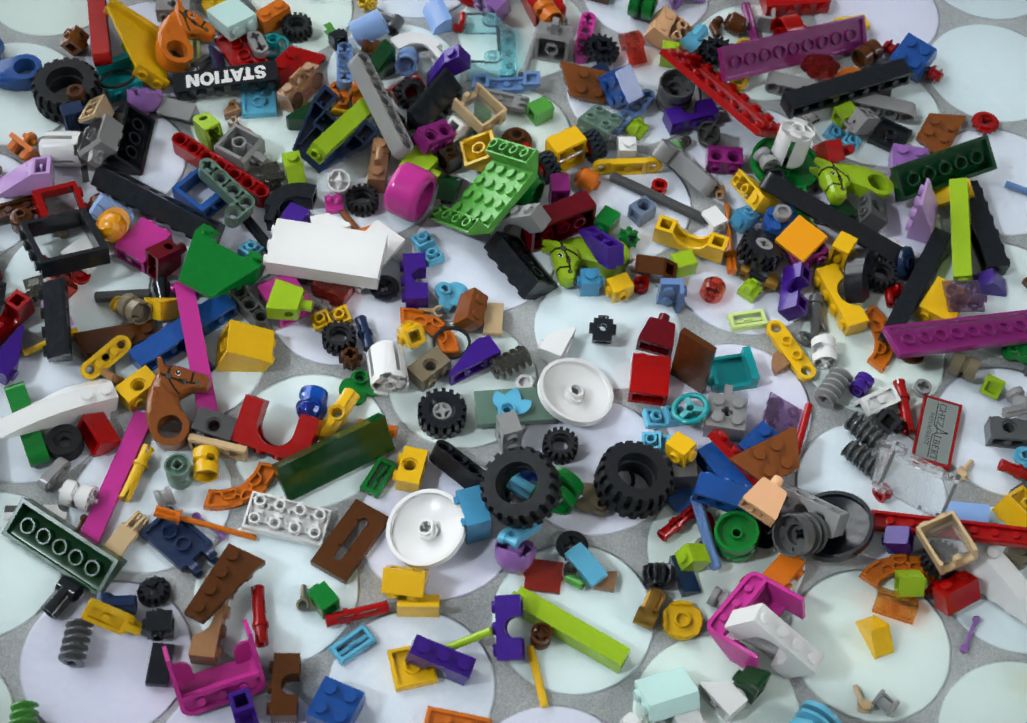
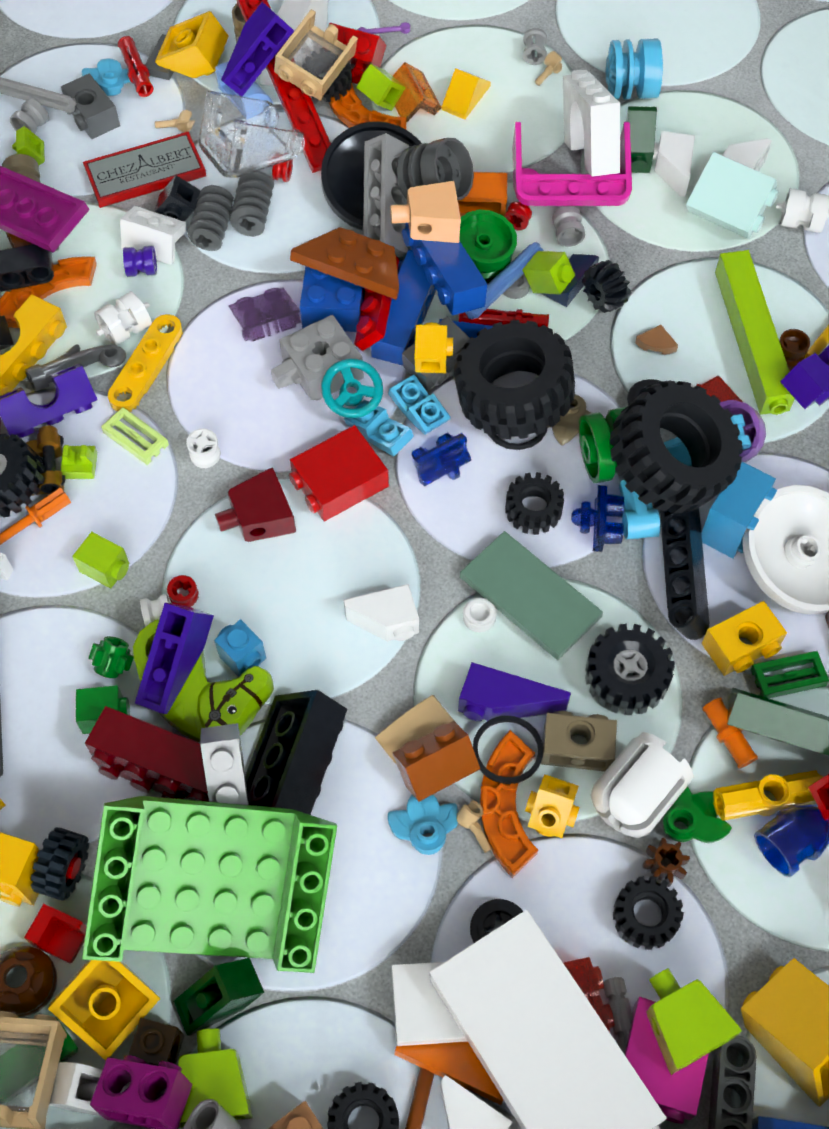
camera: 125 degrees left, 5 degrees up
(324, 316) = (624, 959): yellow slope -> none
(364, 332) = (603, 885): dark blue pin -> none
(409, 192) = (301, 1025): dark pink wheel -> none
(414, 268) = (429, 915): dark purple arch -> none
(426, 244) = (368, 931): medium azure slope -> none
(508, 430) = (586, 556): light grey brick -> none
(509, 361) = (468, 645): clear smoke piece -> none
(510, 402) = (534, 590): medium azure plate -> none
(559, 187) = (92, 795): magenta brick -> none
(571, 577) = (690, 369): bright green arm -> none
(575, 392) = (446, 533): white dish -> none
(586, 564) = (667, 358): medium azure slope -> none
(587, 180) = (34, 796): orange head -> none
(598, 335) = (313, 572): black brick -> none
(616, 425) = (441, 460): none -> clear blue hips
(619, 287) = (219, 601): yellow brick -> none
(642, 211) = (46, 687): sand blue brick -> none
(648, 613) = (655, 276): pearl gold piece -> none
(655, 267) = (149, 571): reddish brown slope -> none
(670, 234) = (54, 584): yellow arch -> none
(672, 292) = (176, 524): medium blue bracket -> none
(681, 620) = (627, 247): yellow tile -> none
(693, 360) = (288, 401): reddish brown tile -> none
(712, 289) = (119, 497): clear red head -> none
(714, 333) = (199, 441): none -> white wheel
(734, 370) = (238, 399): teal panel -> none
(779, 363) = (178, 362): medium nougat tile -> none
(803, 425) = (257, 287): red bar -> none
(832, 387) = (171, 282): light grey piece -> none
(898, 539) = (335, 116): brick -> none
(904, 407) = (112, 223): red pin -> none
(924, 383) = (93, 216): light grey bush -> none
(972, 510) = (255, 48): none -> dark purple slope

